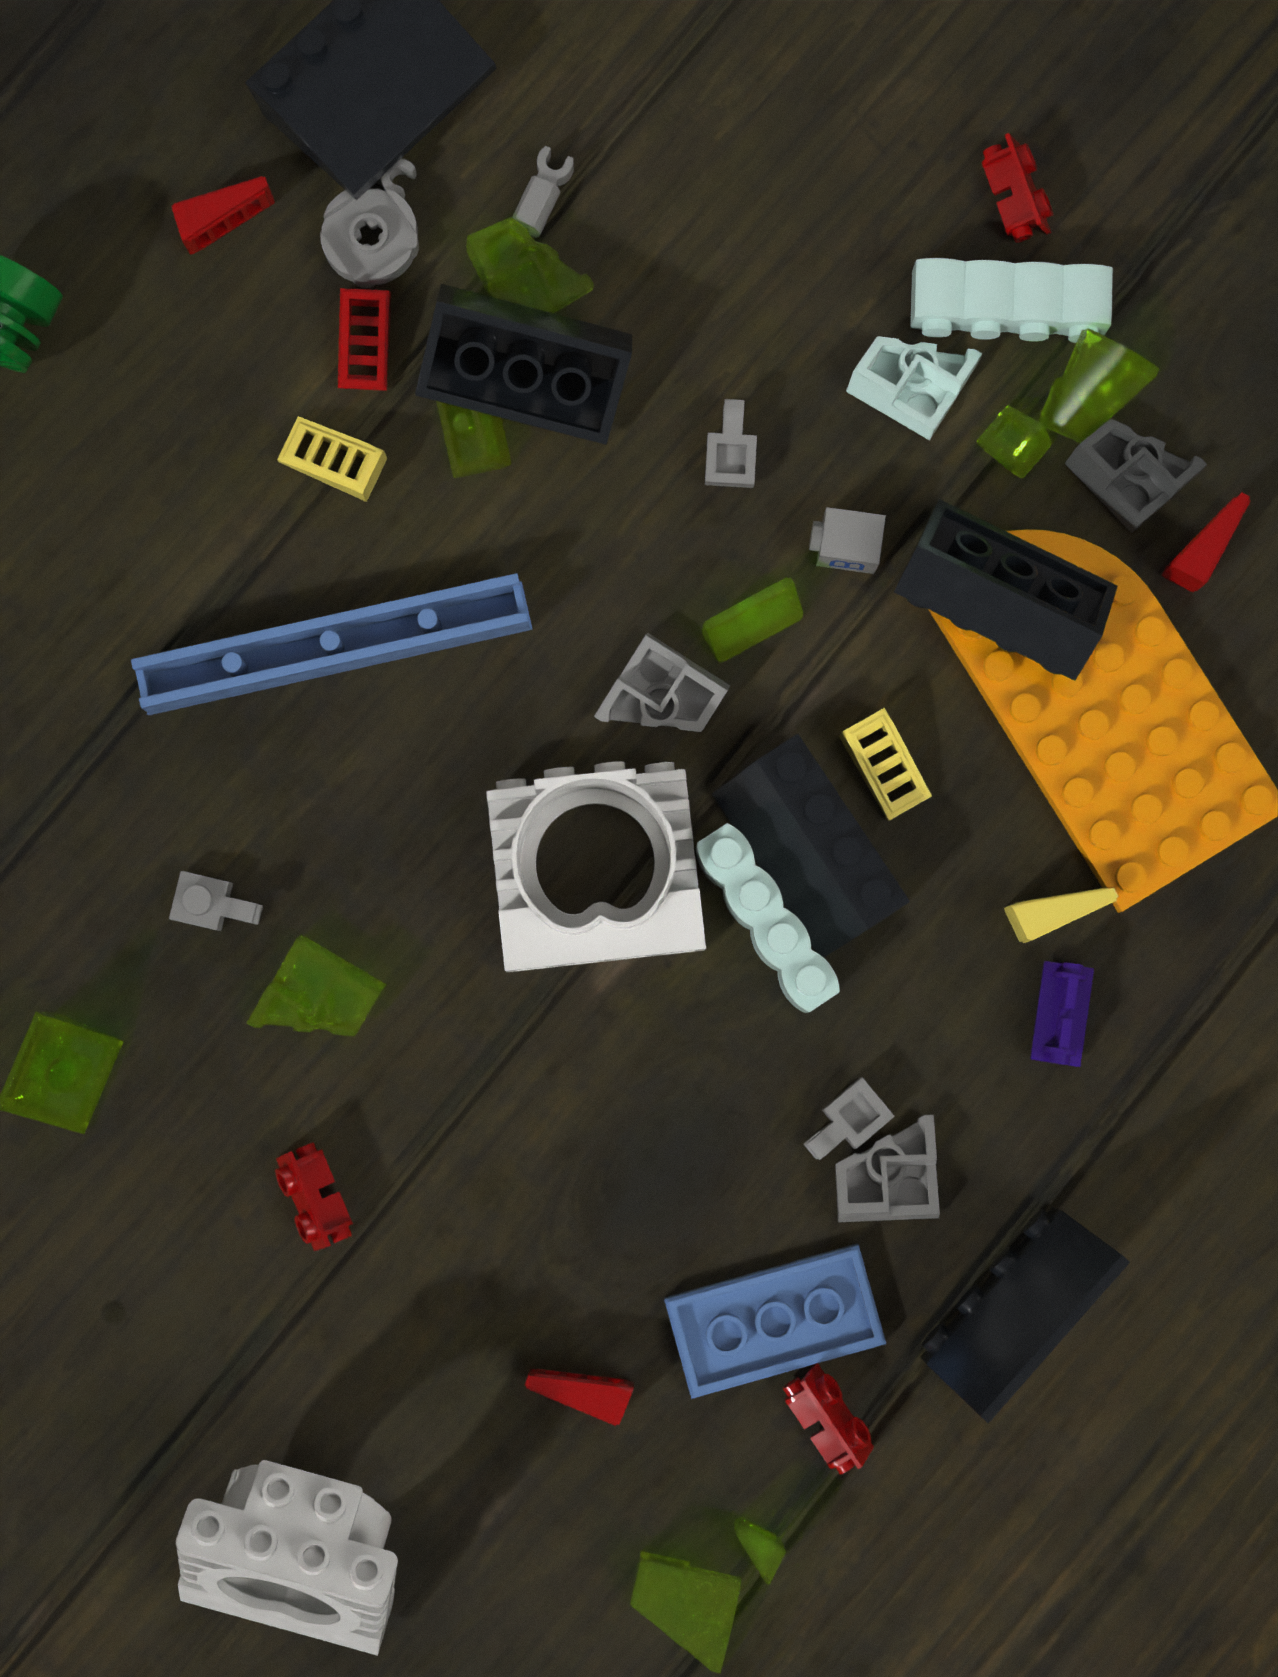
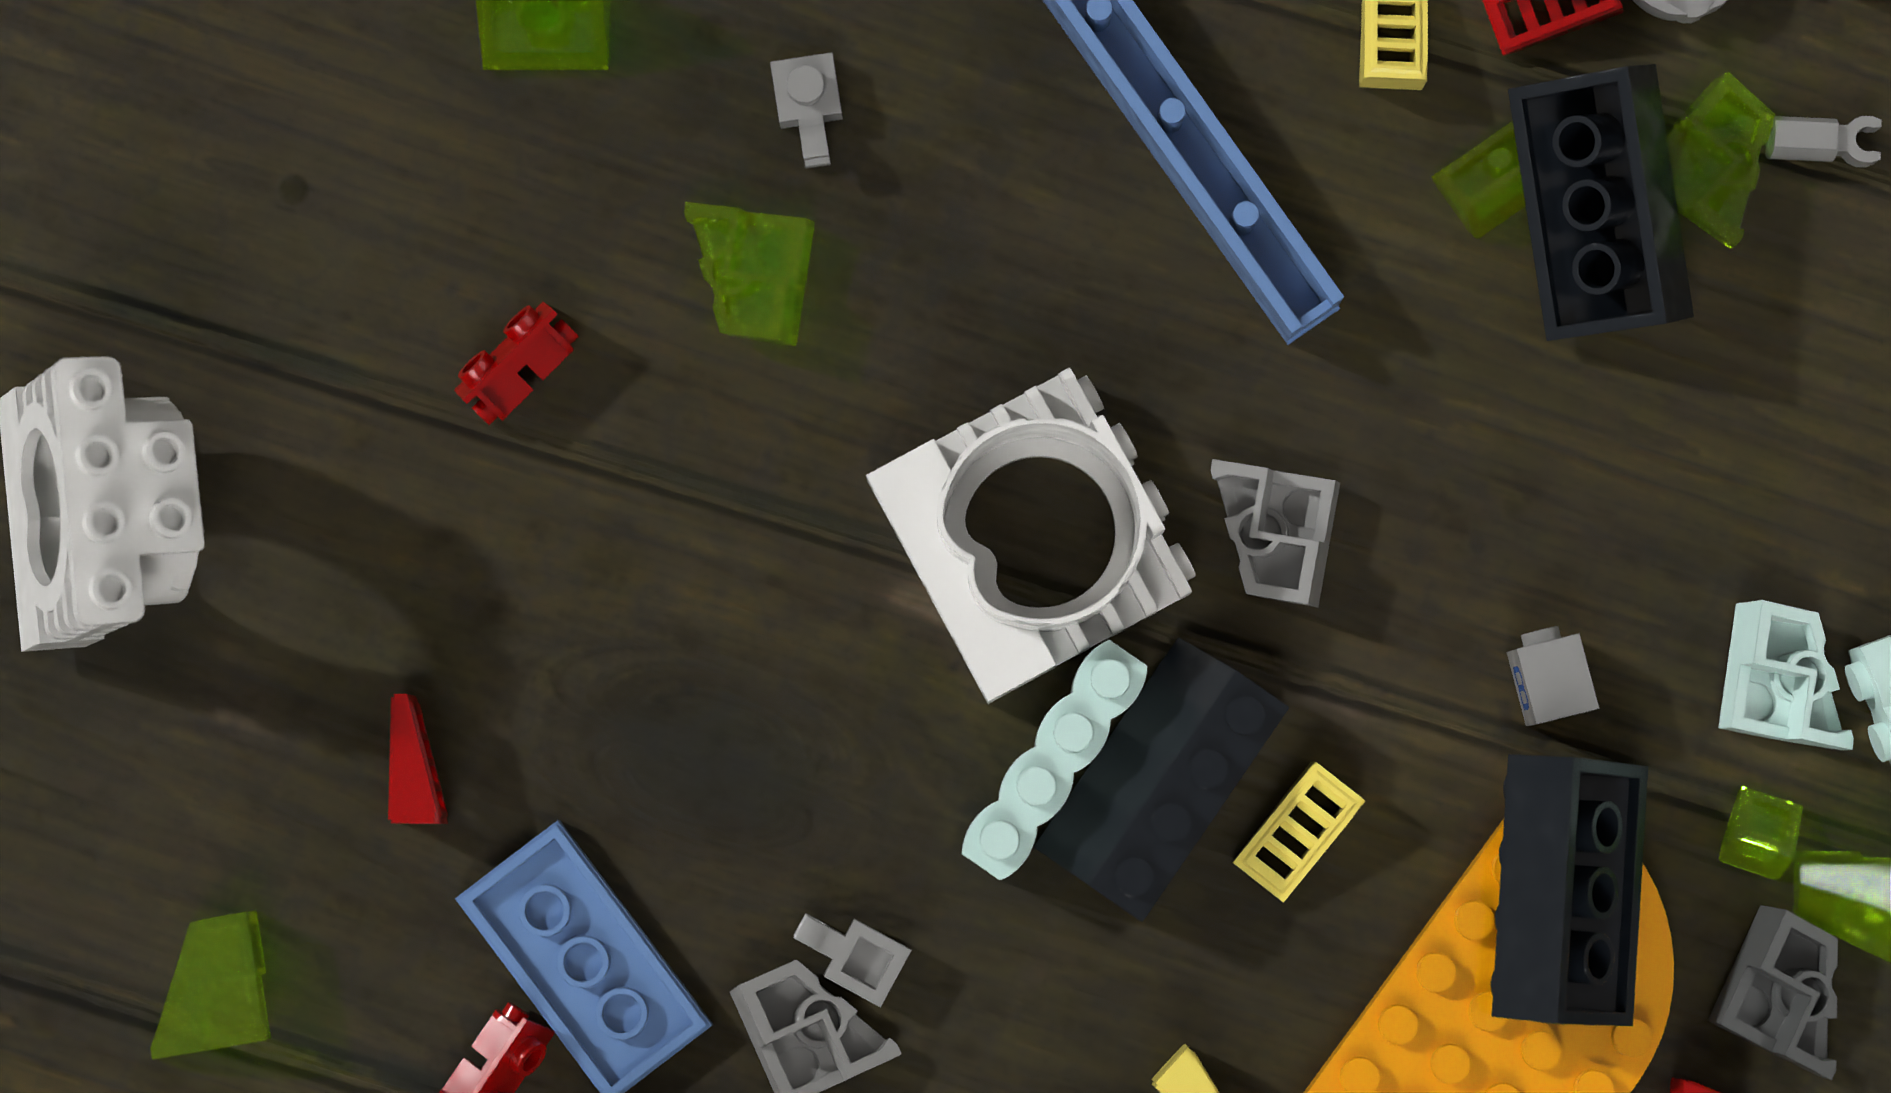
camera: 75 degrees right, 0 degrees up
(729, 453) = (1599, 496): light grey plate -> none
(753, 620) = (1407, 602): clear neon green slope -> none
(762, 1547) = (316, 1047): clear neon green slope -> none

